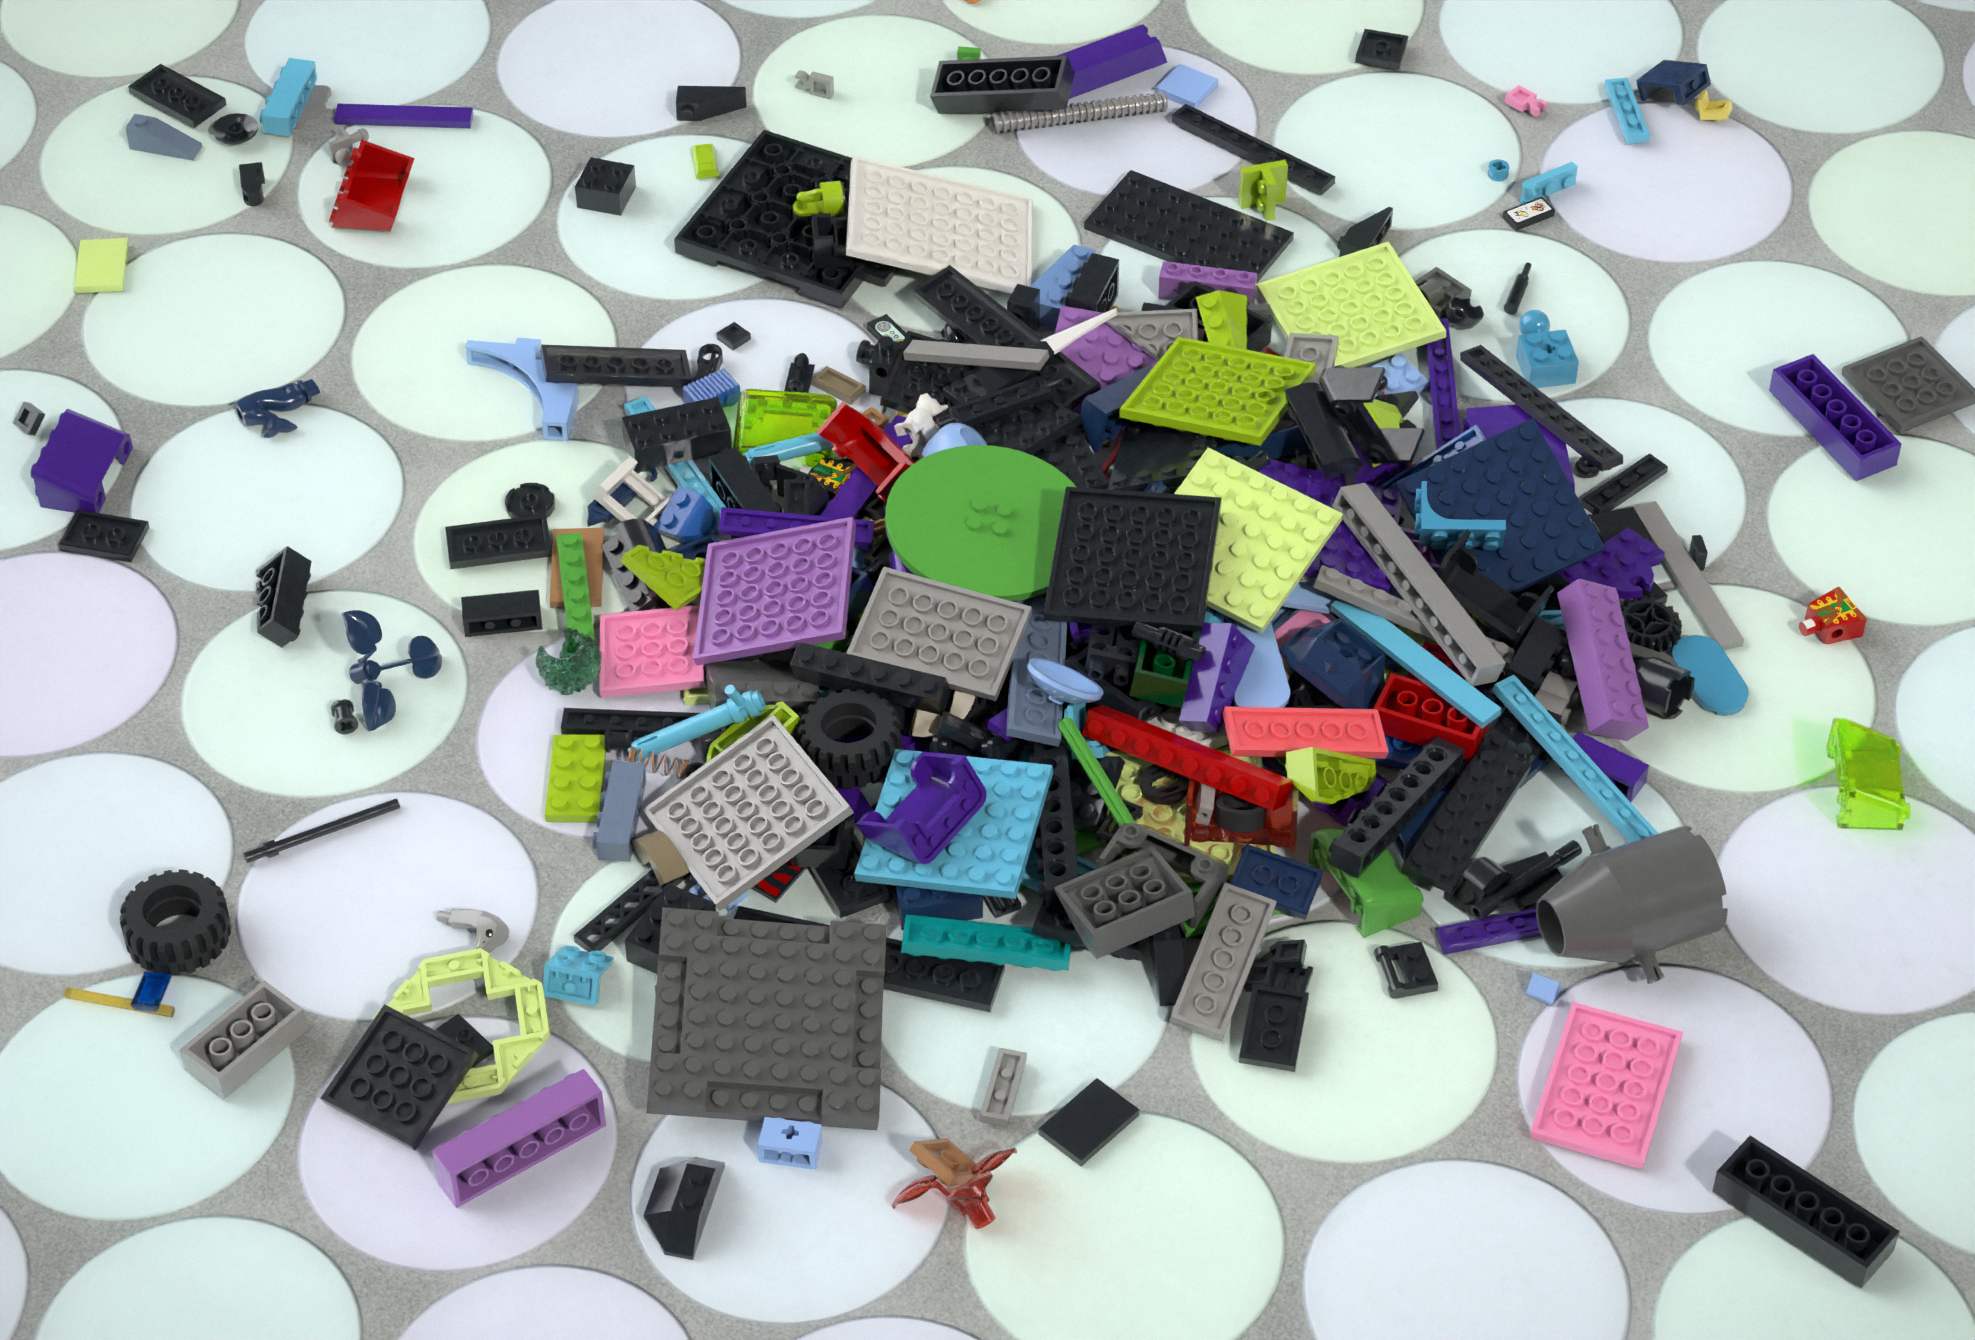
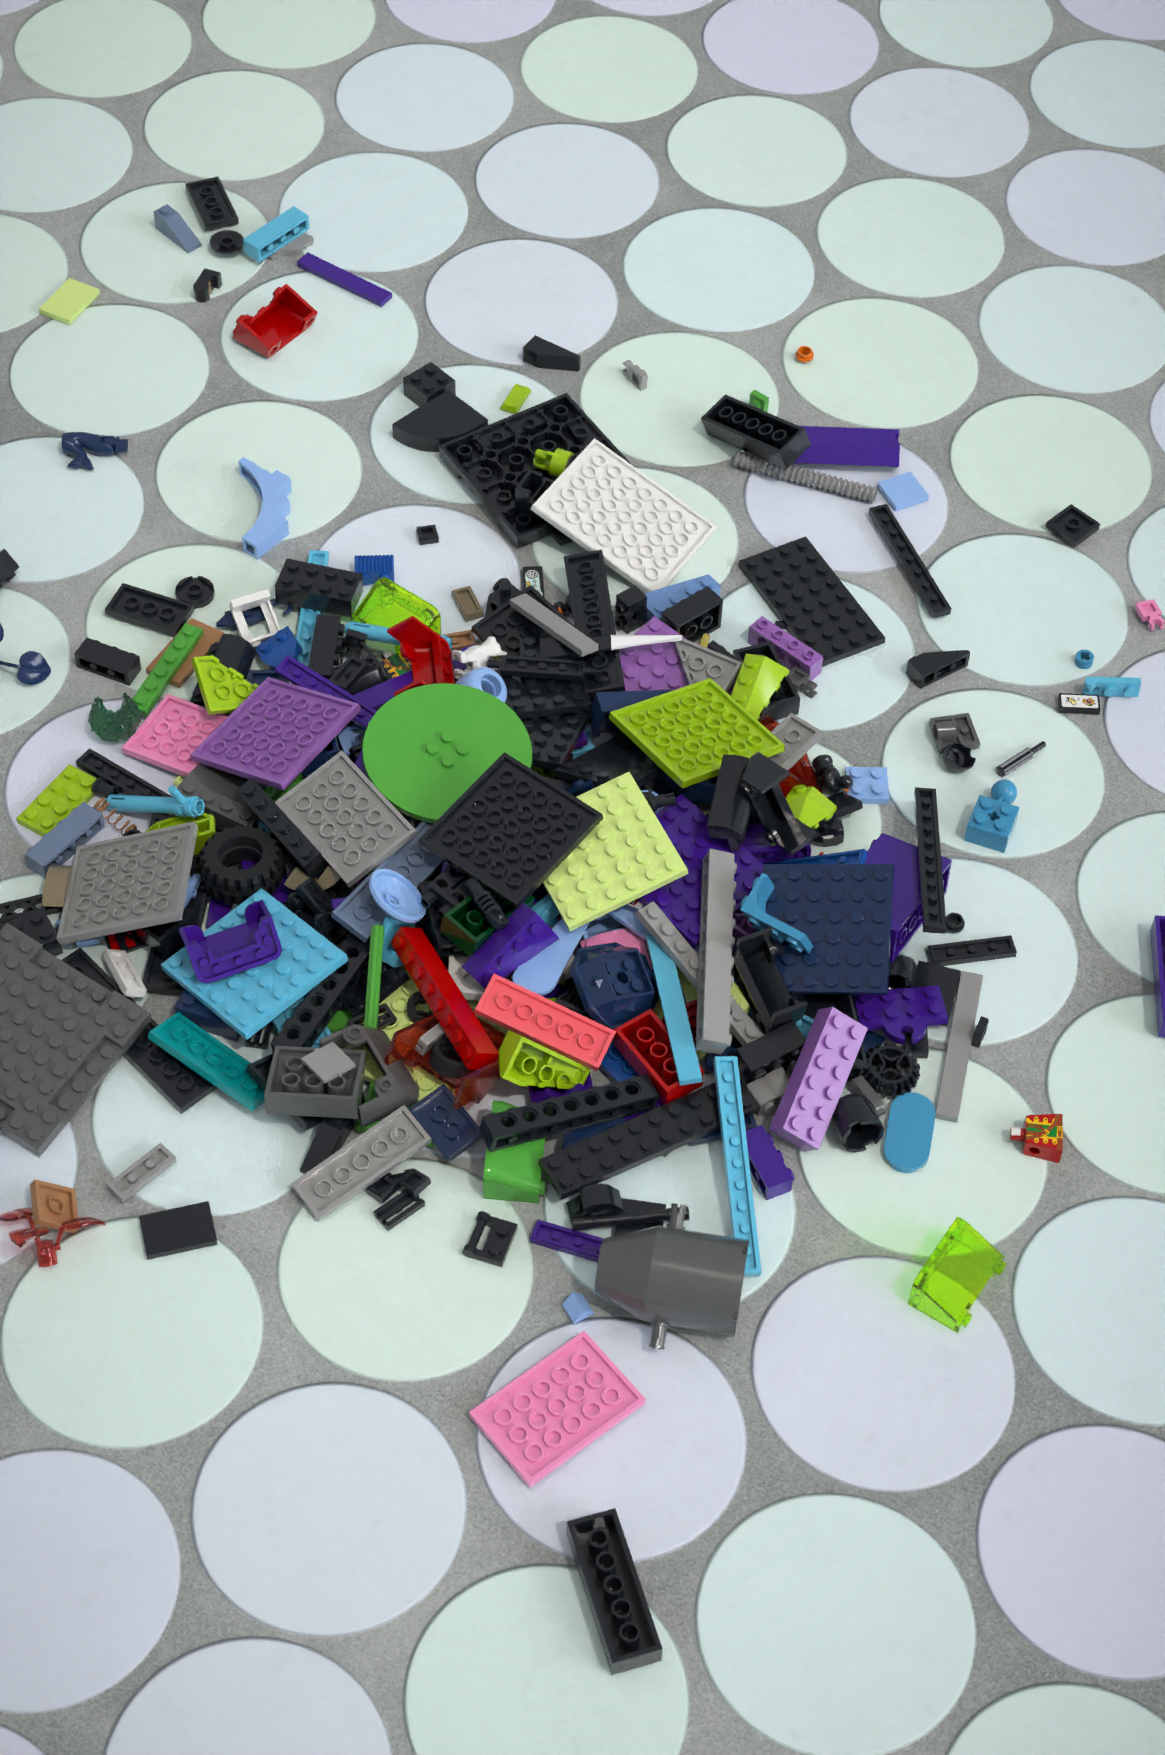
camera: 30 degrees right, 5 degrees up
(342, 147) = (281, 281): light grey piece -> none
(615, 365) = (323, 519): black plate -> none
(650, 218) = (437, 423): none -> black brick
(710, 366) = (388, 548): black piece -> none
(800, 374) = (443, 586): black hinge -> none
(810, 906) = (124, 973): none -> white plate
(1127, 873) = (328, 1062): none -> light grey piece
(1263, 187) = (886, 592): lime bracket -> none
(1274, 1027) = (356, 1231): black plate -> none
(1359, 298) = (875, 716): yellowish green plate -> none
(1442, 388) = (900, 799): dark purple plate -> none

